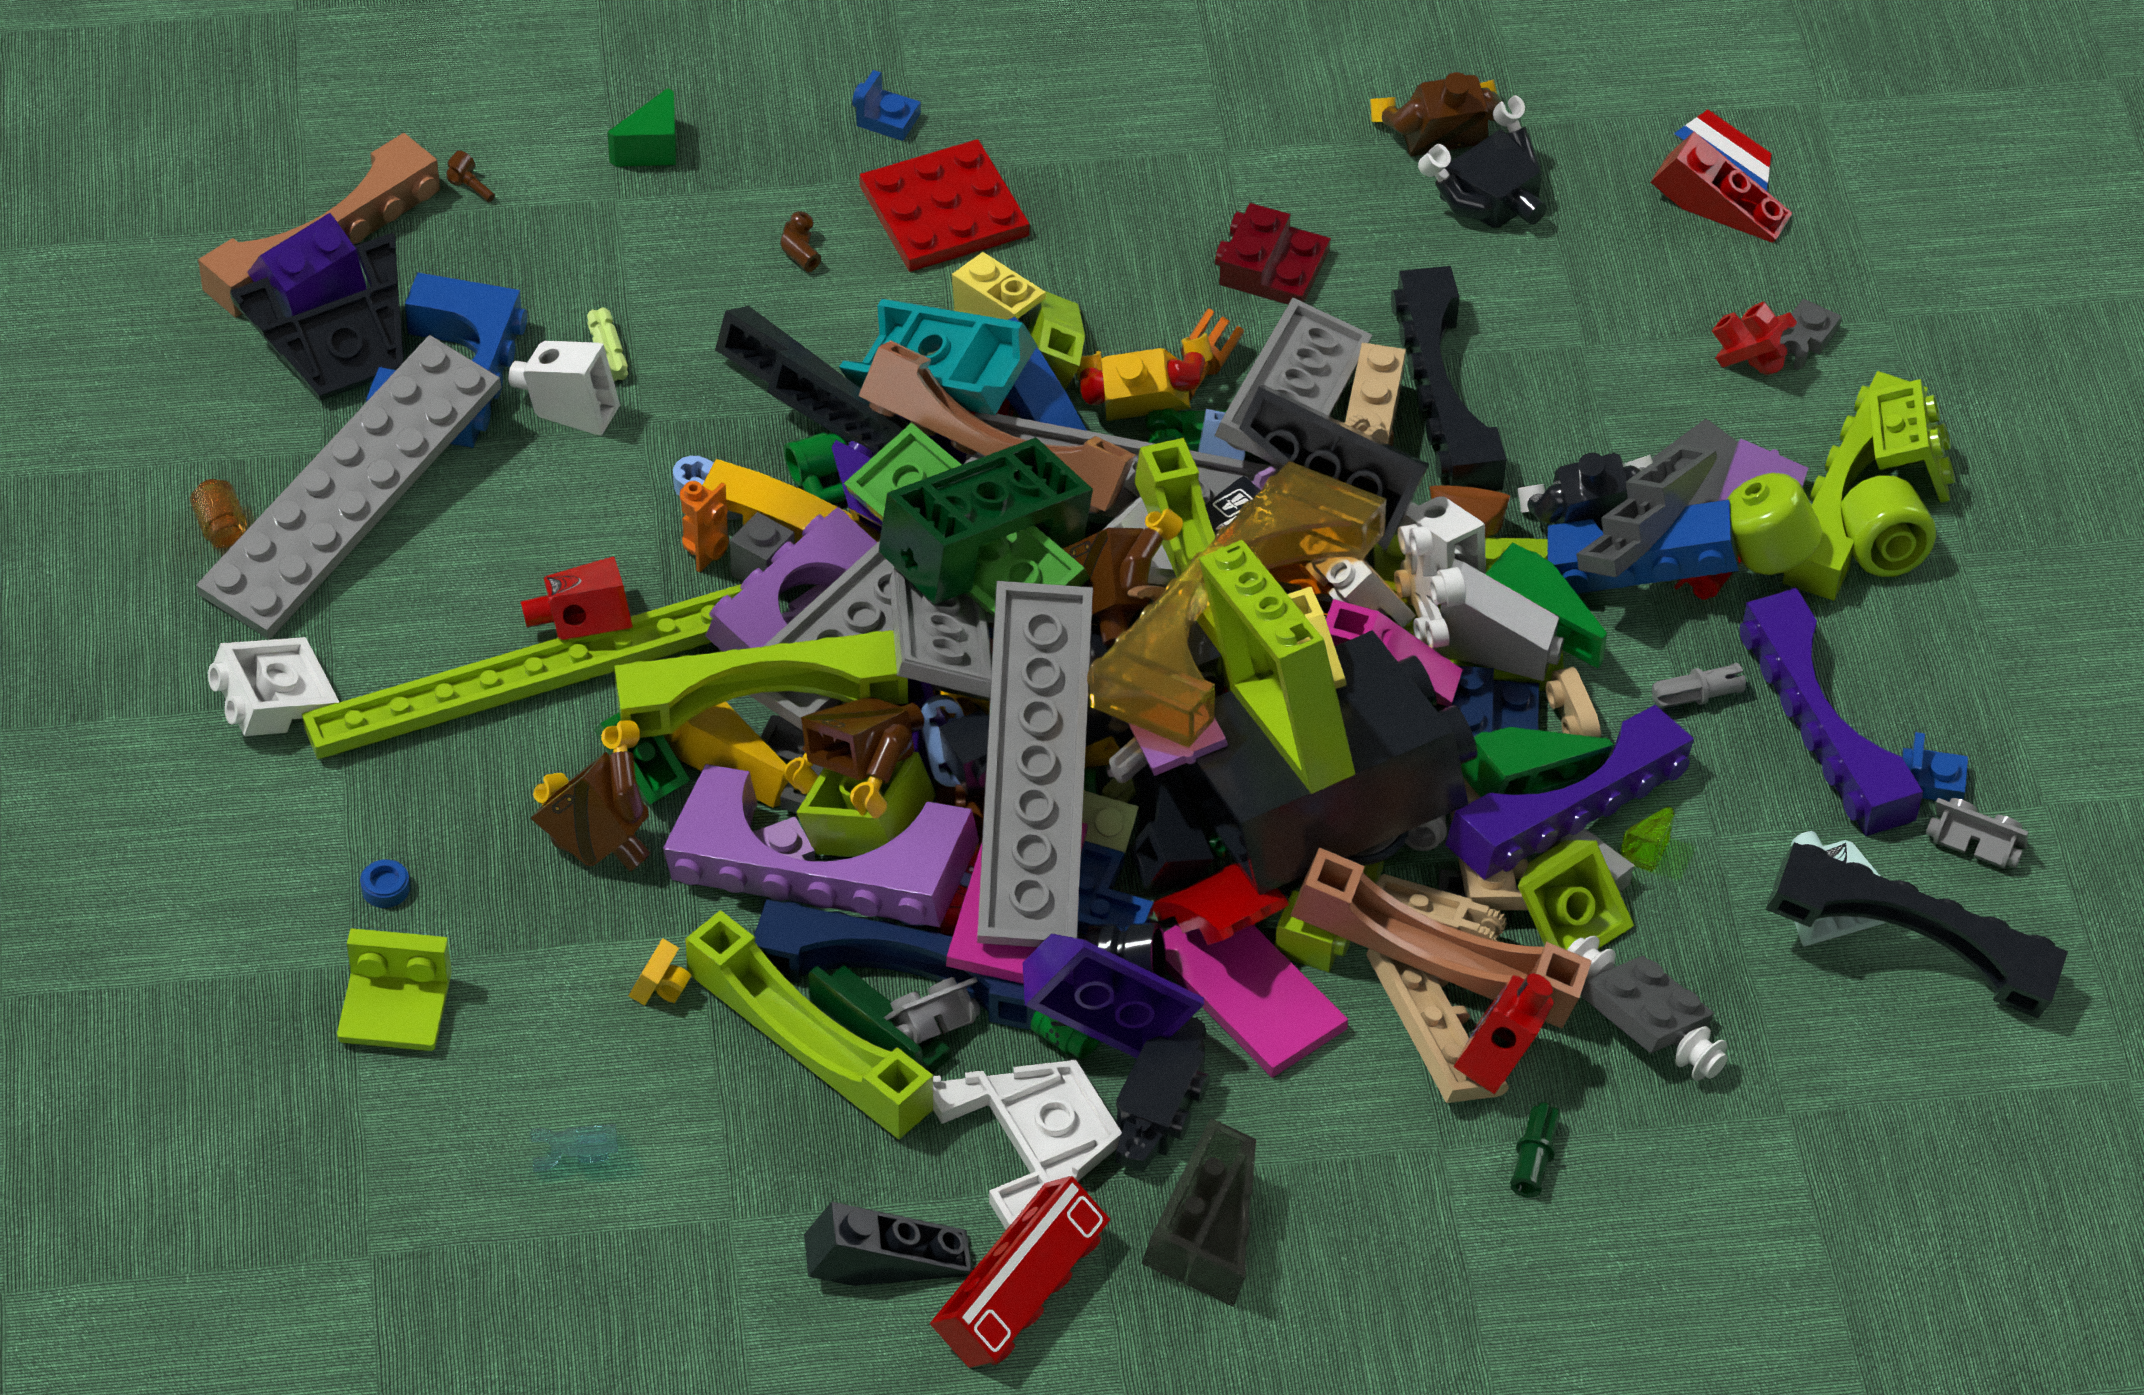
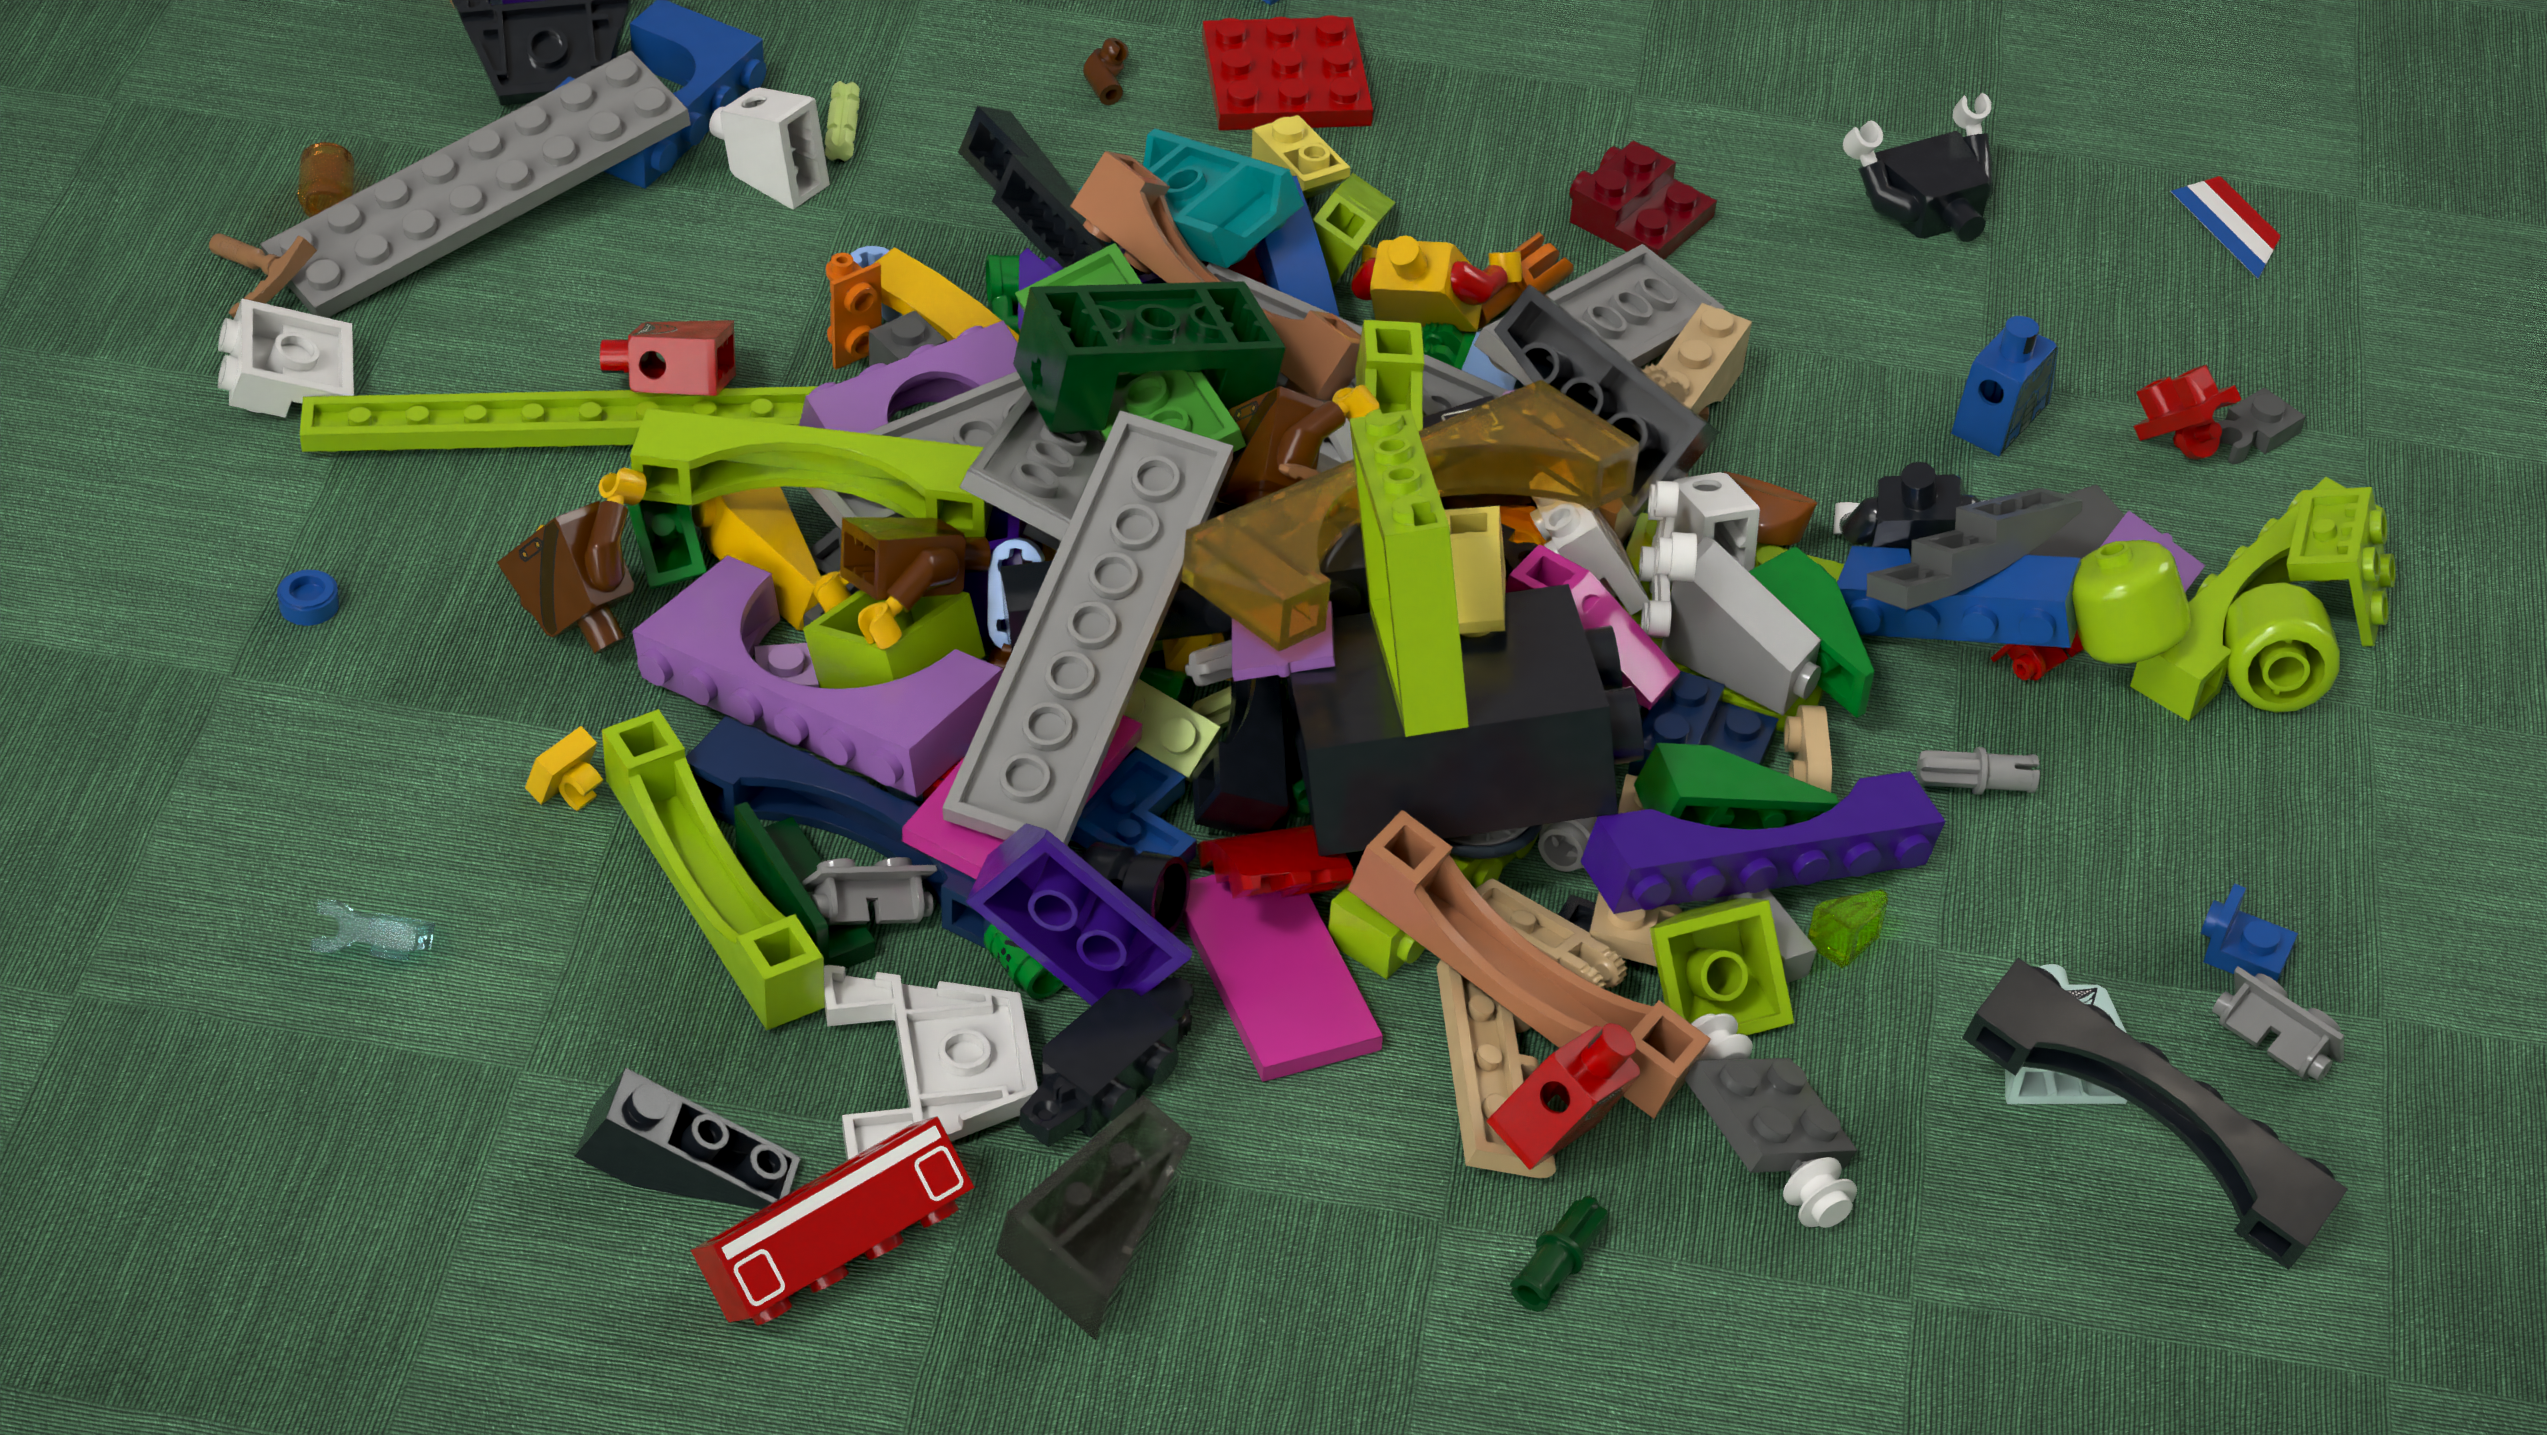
camera: 15 degrees right, 5 degrees down
(227, 605) = (279, 269): none -> medium nougat piece
(395, 989) = (255, 709): lime bracket -> none
(1441, 112) = (1900, 94): reddish brown torso -> none
(1466, 448) = (1791, 443): black arch -> none
(1617, 334) = (2013, 364): none -> blue torso
(1716, 189) = (2196, 250): red slope -> none
(1871, 780) = (2159, 927): dark purple arch -> none

